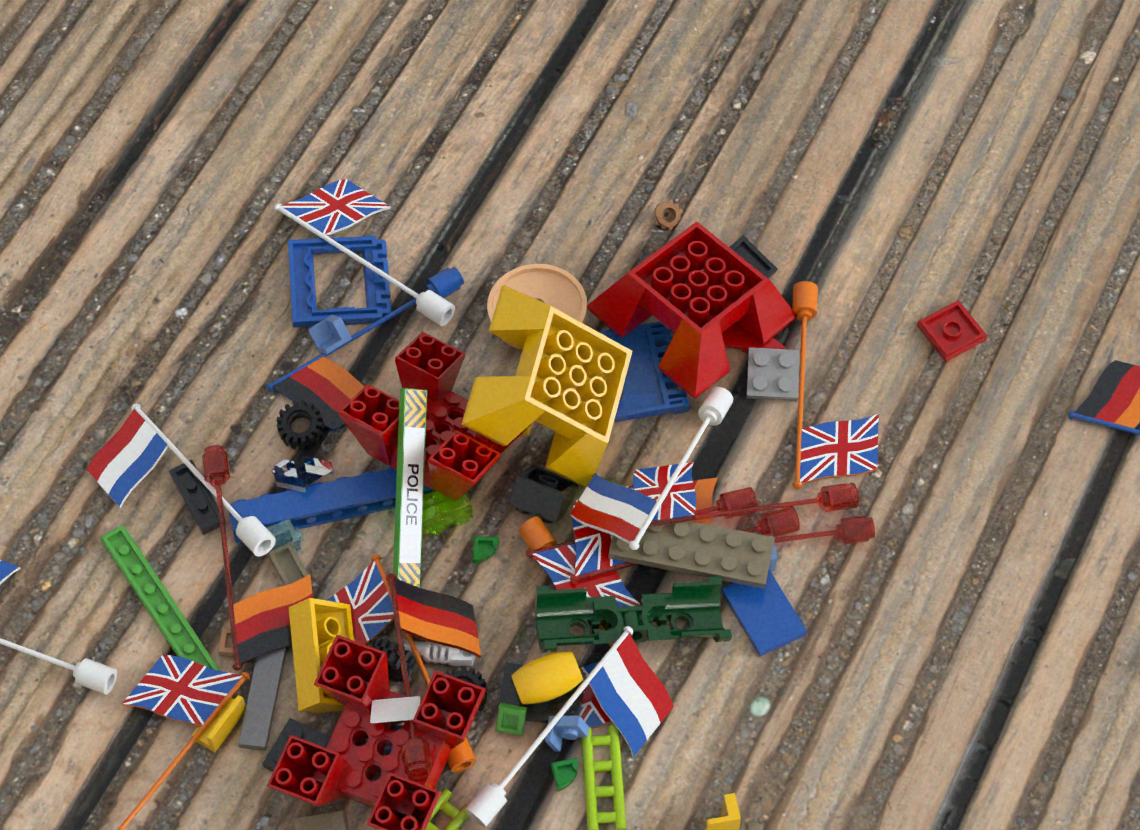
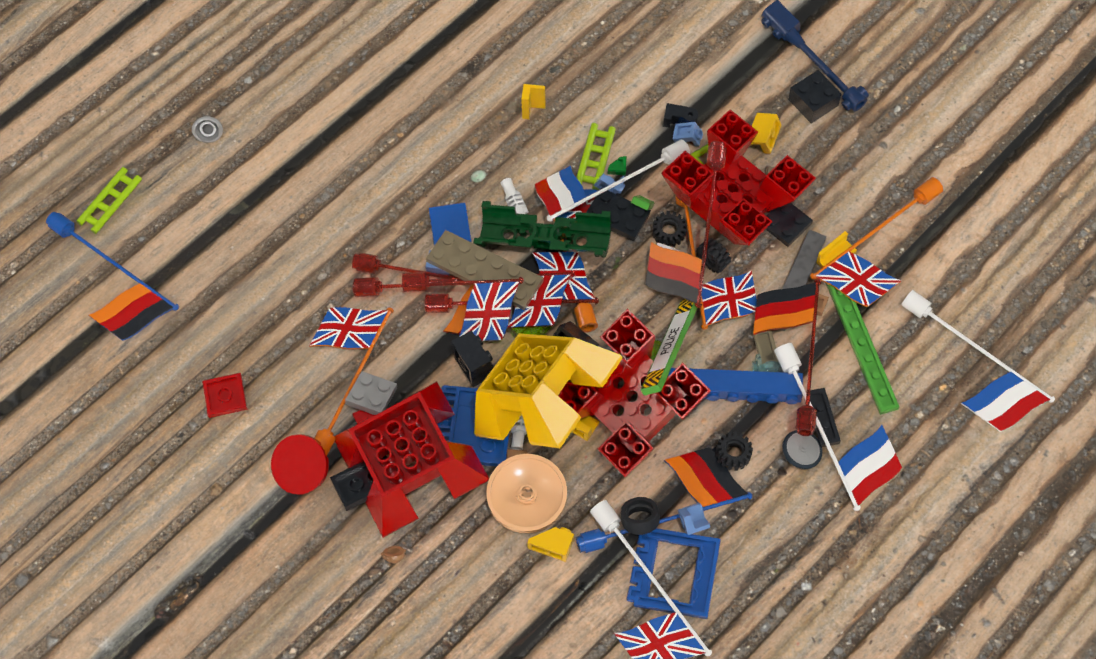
camera: 160 degrees left, 5 degrees up
(216, 437) = (801, 450): none -> light grey wheel
(303, 476) = (742, 406): clear blue piece -> none
(313, 630) = (757, 271): yellow slope -> none
(394, 709) = (721, 195): white sticker -> none
(411, 310) = (644, 526): none -> black tyre
(487, 268) = (553, 543): none -> yellow slope
(547, 677) = (619, 202): yellow piece -> none
(627, 511) = (526, 298): flag -> none
(661, 434) = (472, 357): none -> black brick
(690, 672) = (513, 197): none -> white hinge
(818, 267) = (299, 464): none -> red tile

